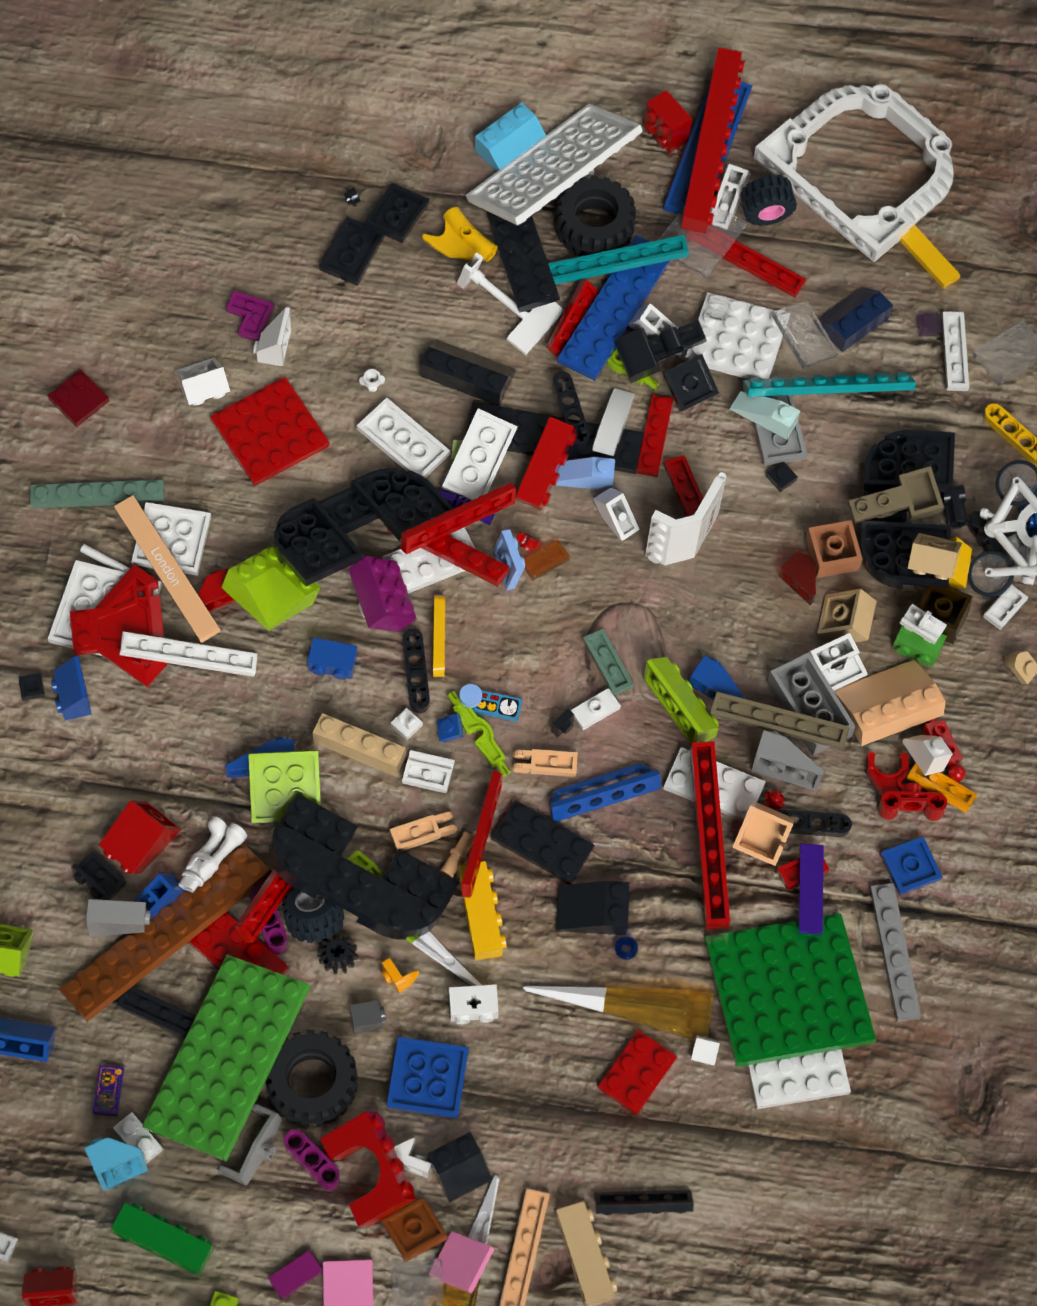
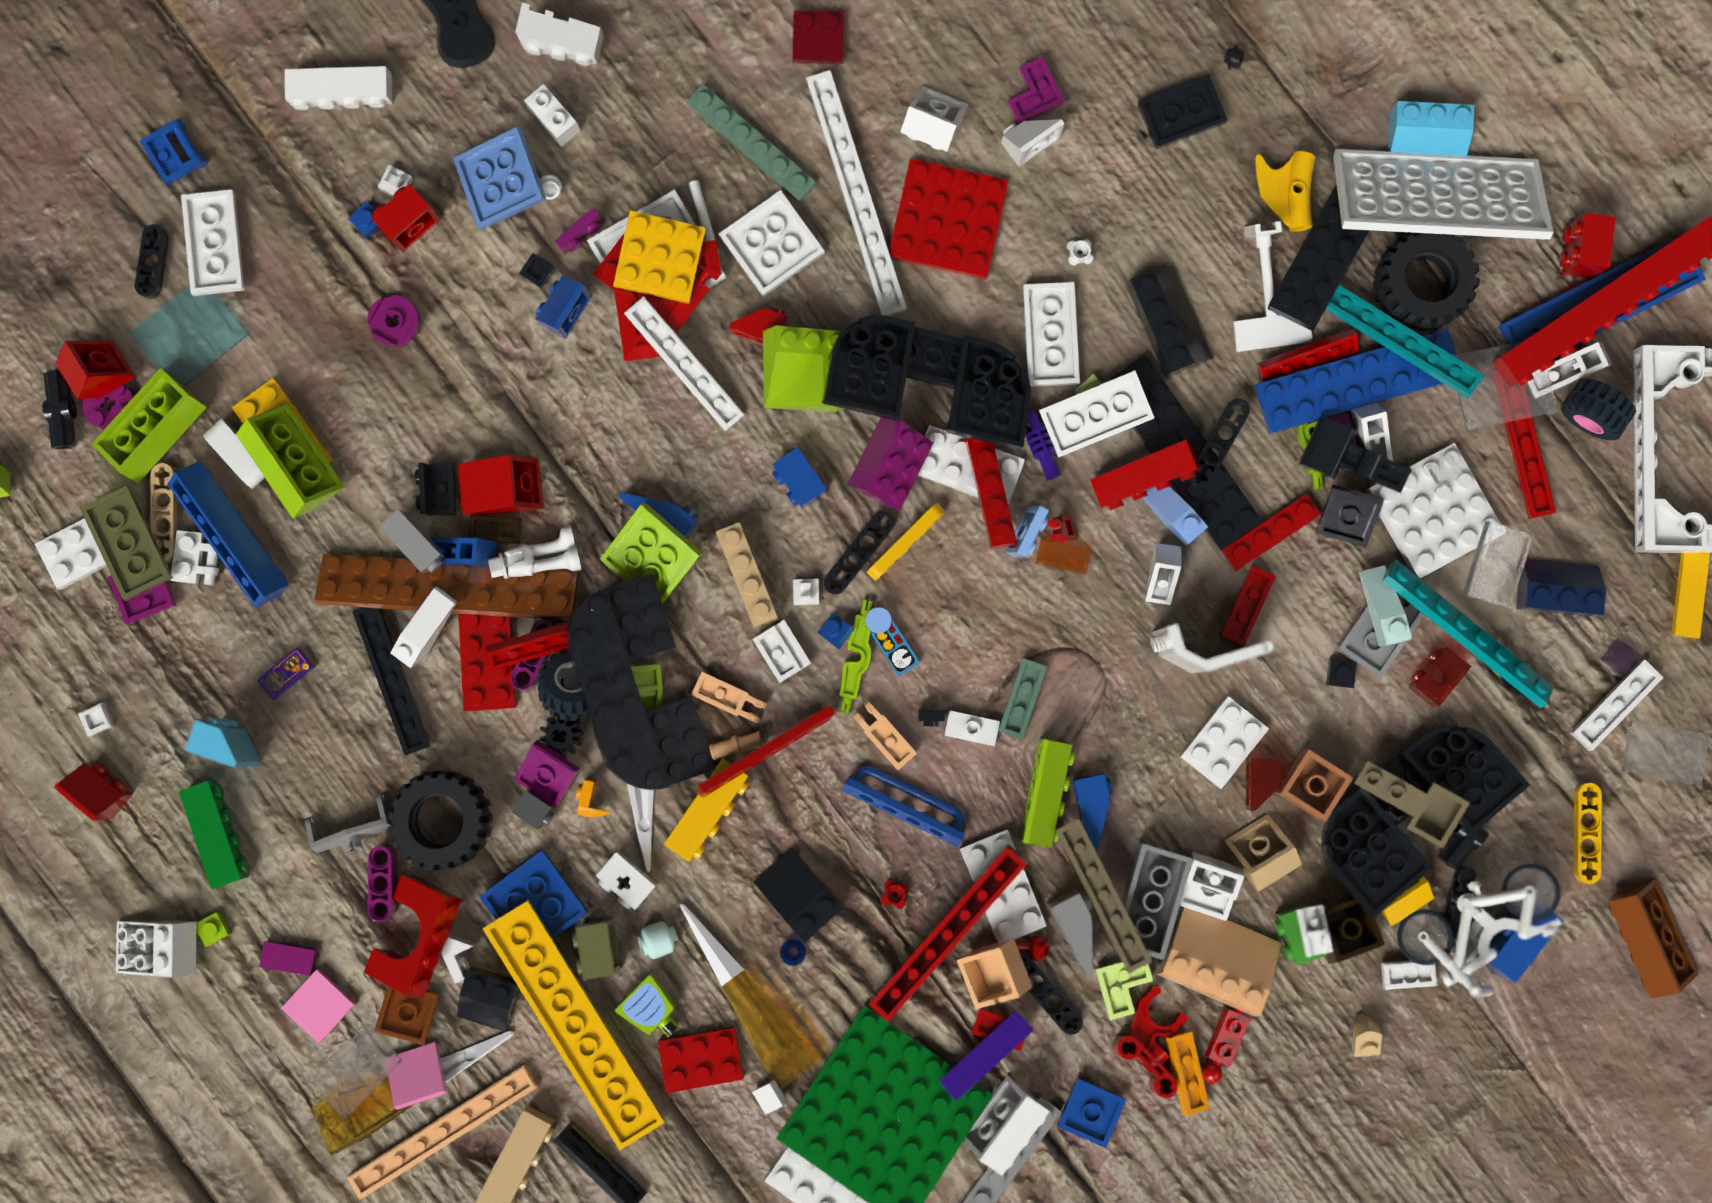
camera: 55 degrees right, 20 degrees up
(38, 630) = (572, 237): none -> magenta plate
(108, 602) = (659, 256): none -> yellow plate
(133, 1134) = (272, 734): white plate -> none
(167, 569) = (737, 270): light nougat tile -> none
(167, 862) = (496, 528): none -> dark brown plate
(178, 963) = (424, 628): none -> white slope
(195, 463) = (856, 193): none -> white plate
(226, 1057) = (388, 742): bright green plate -> none
(351, 983) = (546, 773): none -> magenta plate
(396, 213) = (1255, 111): black plate -> none
(458, 518) = (1027, 458): red plate -> none
(499, 1058) = (597, 948): none -> olive brick
(531, 1021) = (657, 940): none -> light aqua head
(533, 1124) = (574, 1024): none -> yellow plate
(543, 842) = (815, 799): black plate -> none
(570, 1068) = (649, 1007): none -> torso
(613, 422) = (1245, 489): white slope -> none
(653, 845) = (899, 900): none -> red plate
(756, 577) = (1224, 742): none -> white plate
(838, 437) = (1452, 669): none -> clear red brick
(842, 773) = (1114, 987): none -> yellowish green plate
(868, 919) = (1005, 1125): none -> white slope
(928, 752) = (1205, 1035): white slope -> none
(934, 556) = (1387, 885): tan slope -> none

